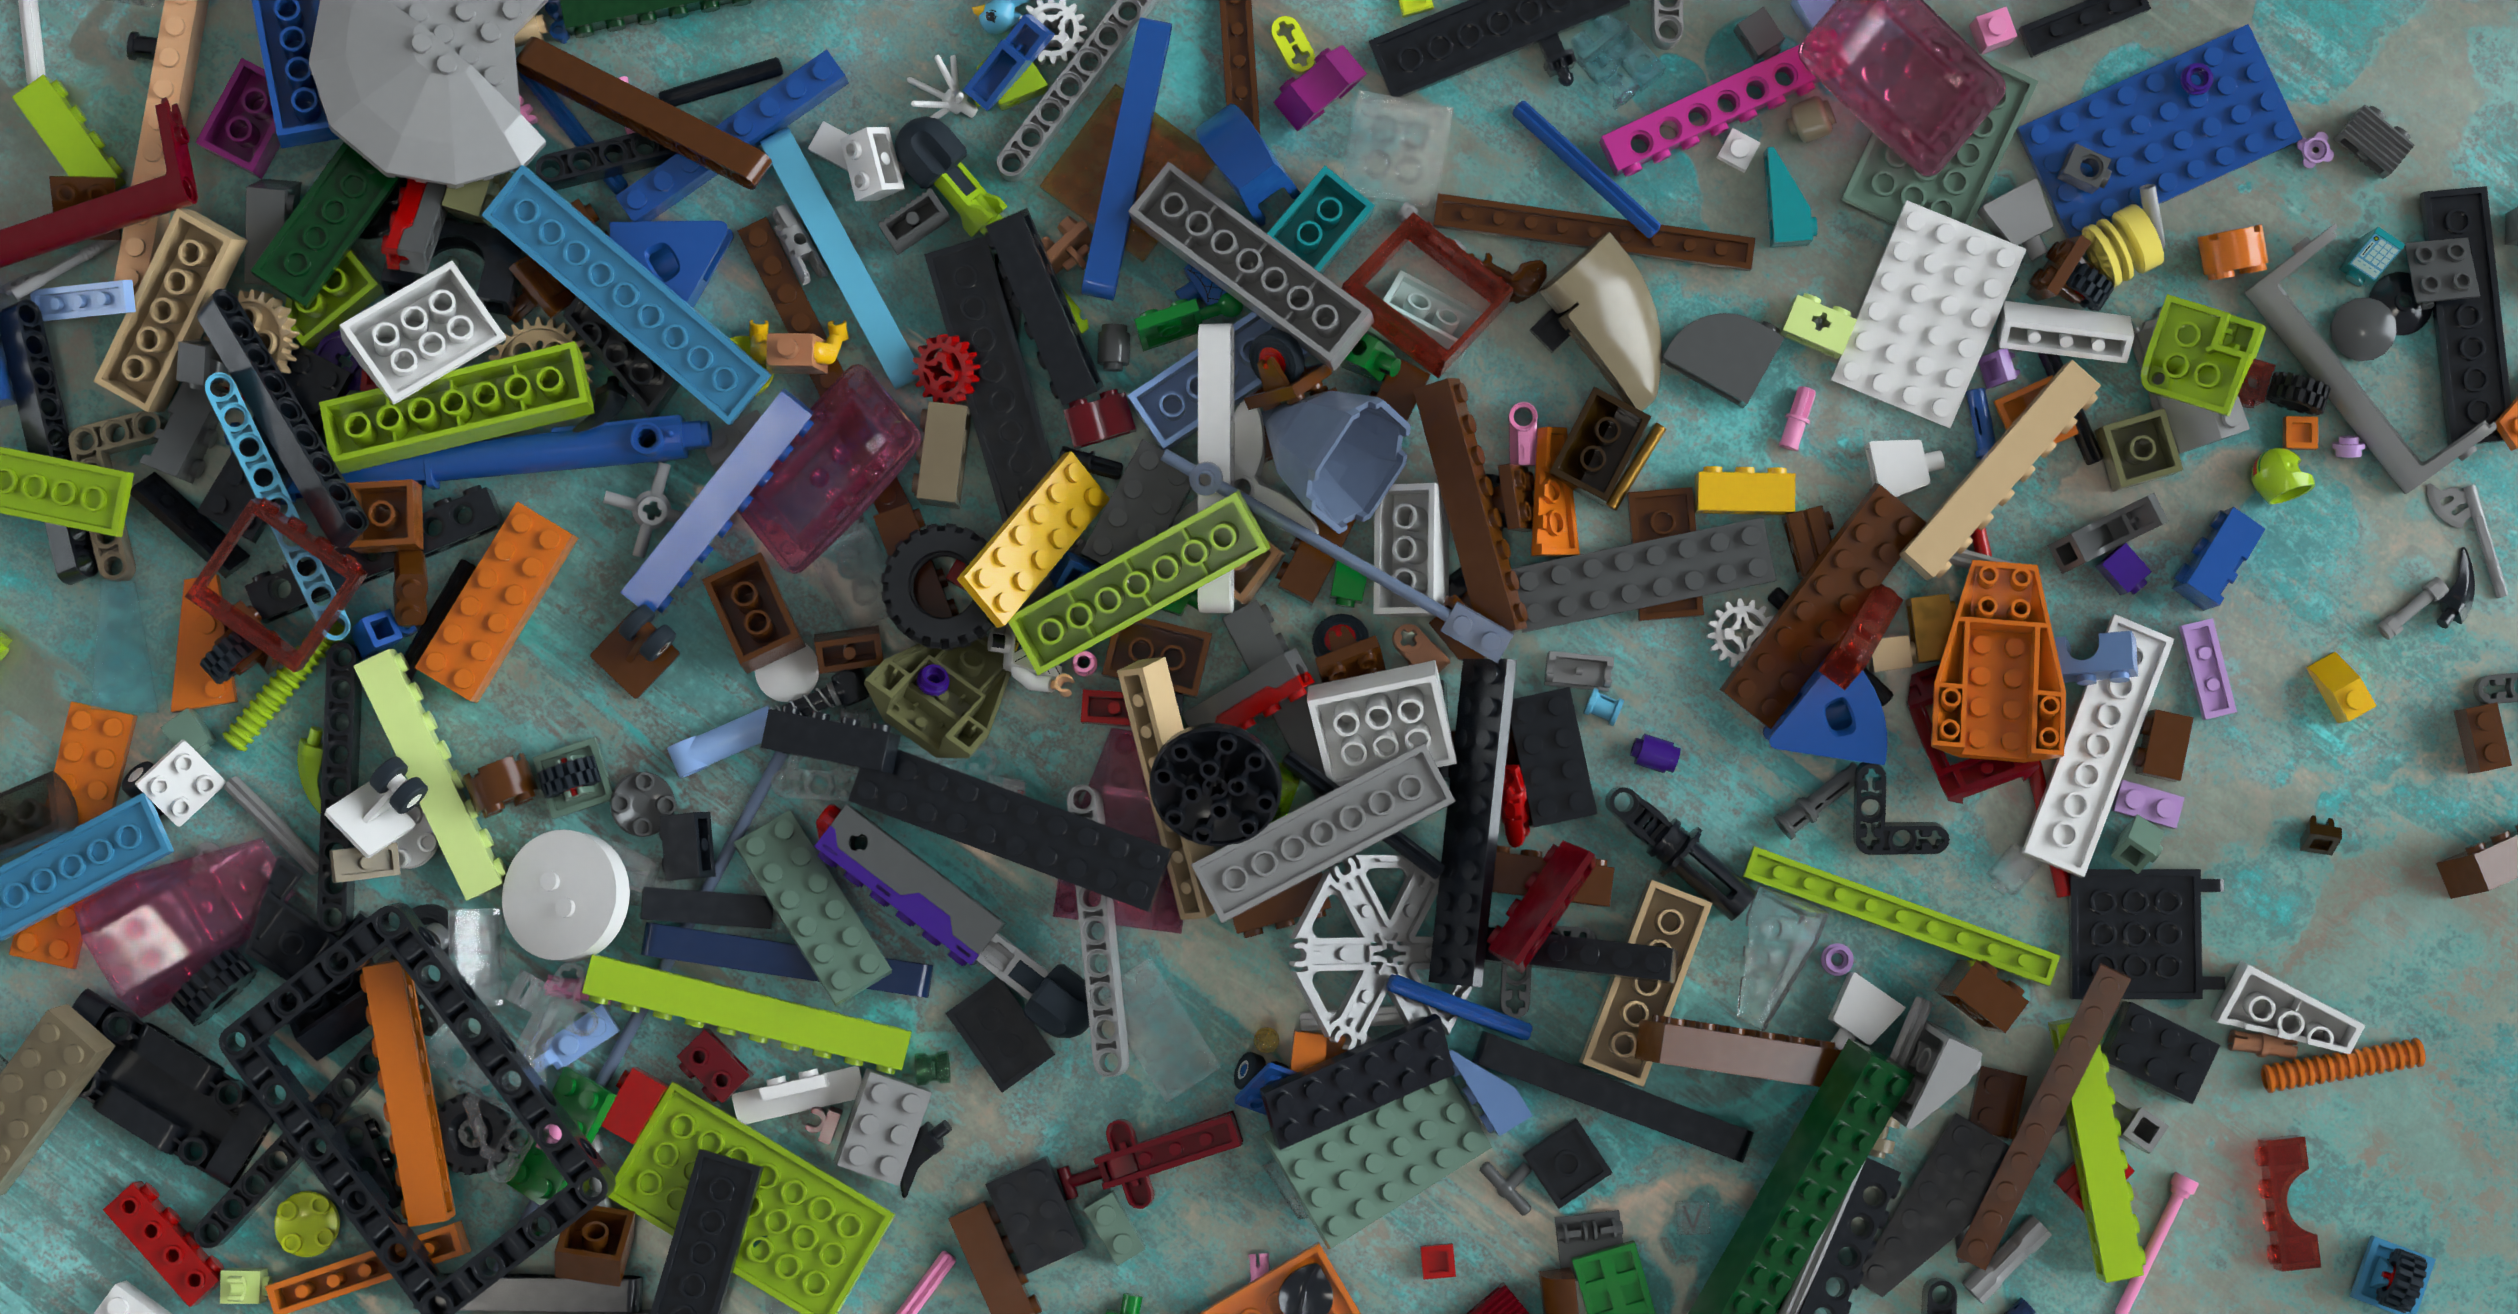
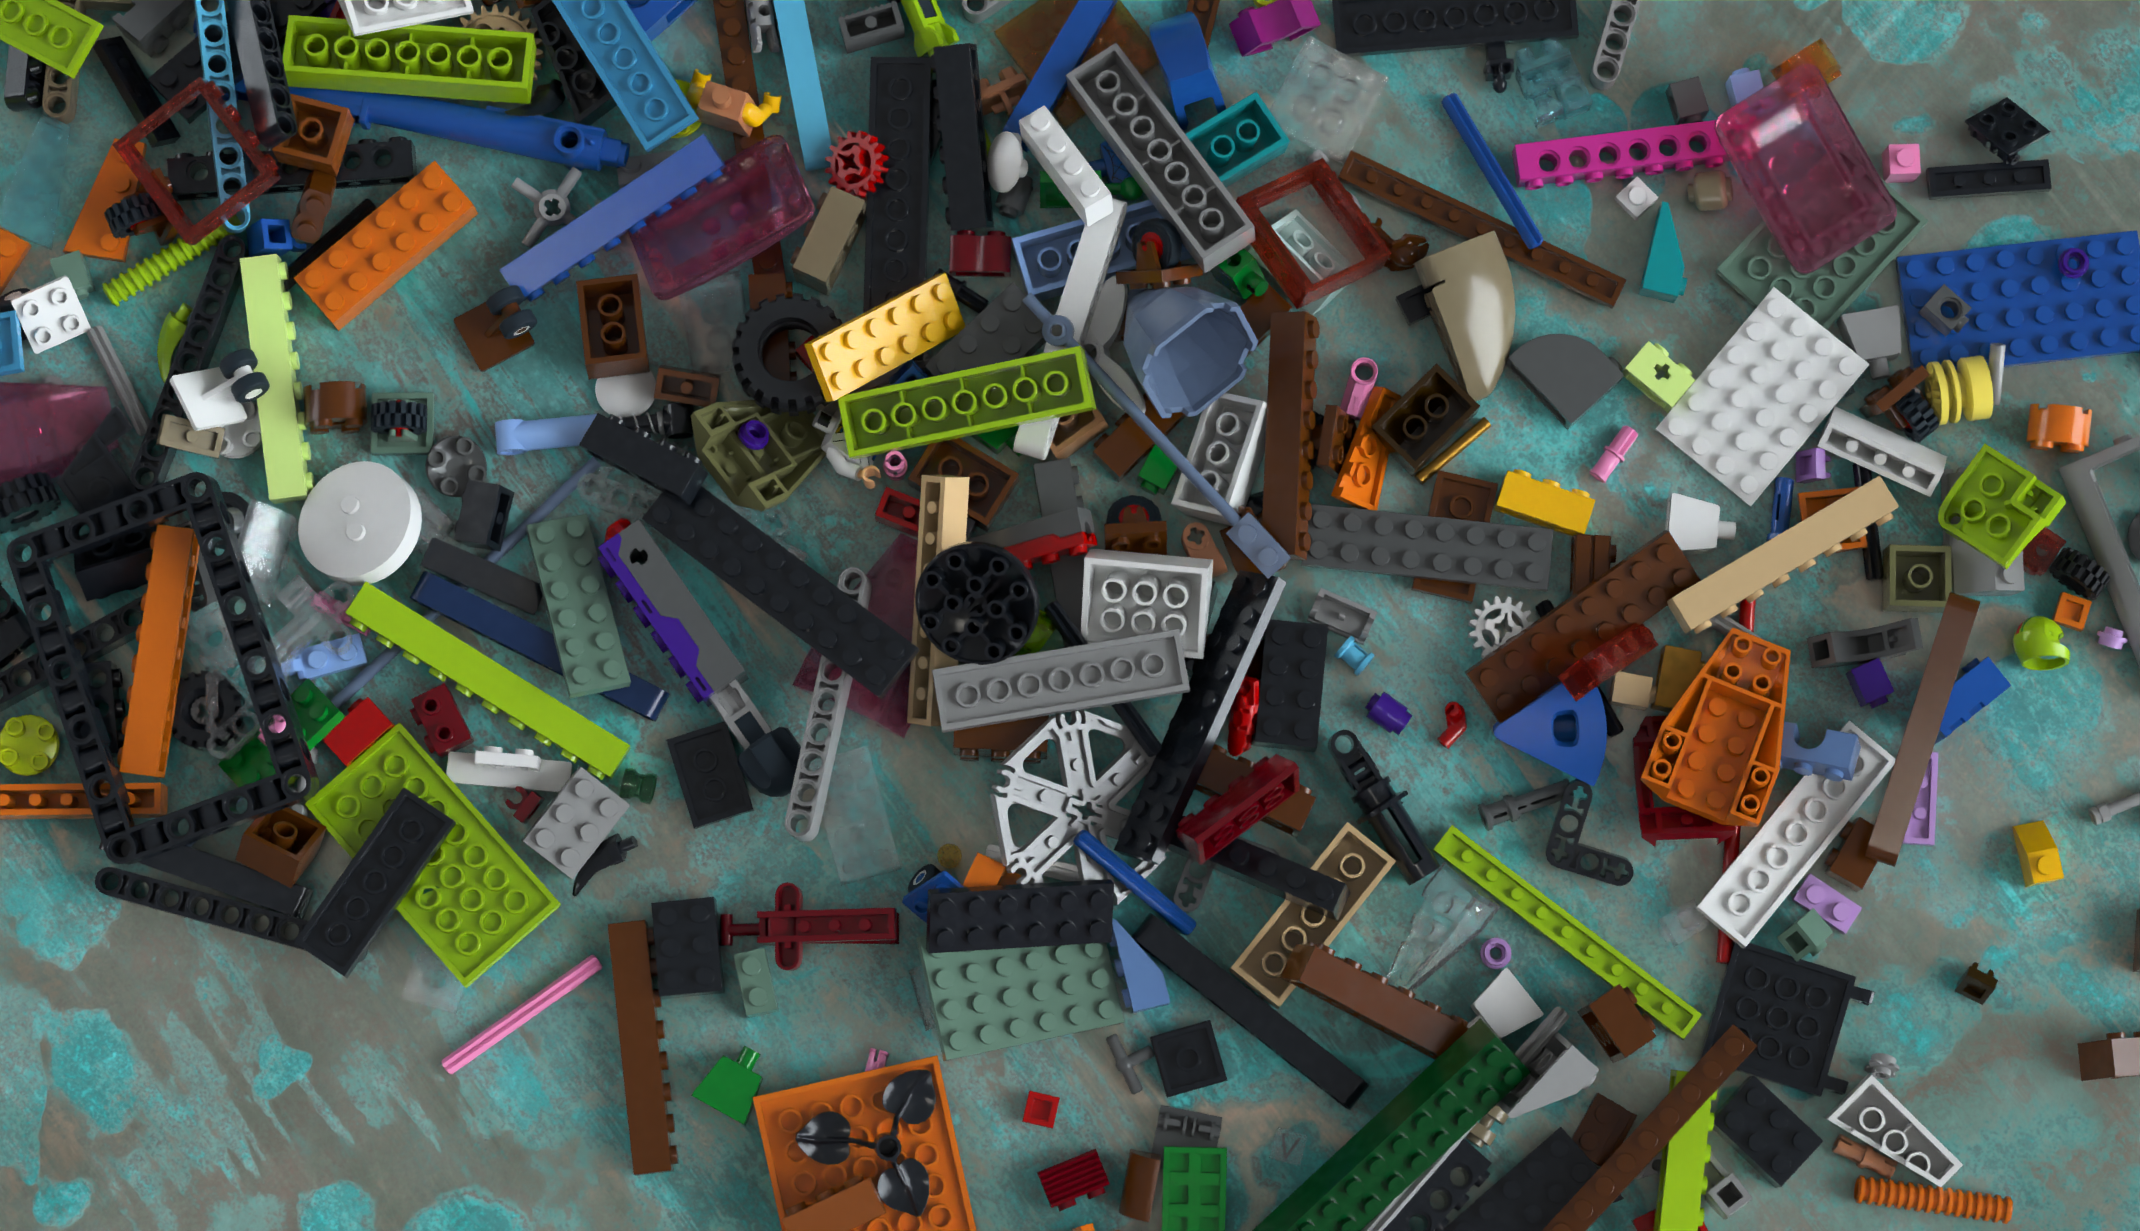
camera: 20 degrees right, 5 degrees down
(1096, 318) = (1006, 161): none -> white dish
(1160, 307) = (1066, 166): none -> white brick
(1725, 741) = (1456, 724): none -> red arm
(2195, 605) = (1922, 729): none -> reddish brown beam
(2253, 949) = (1882, 1066): none -> light grey plate

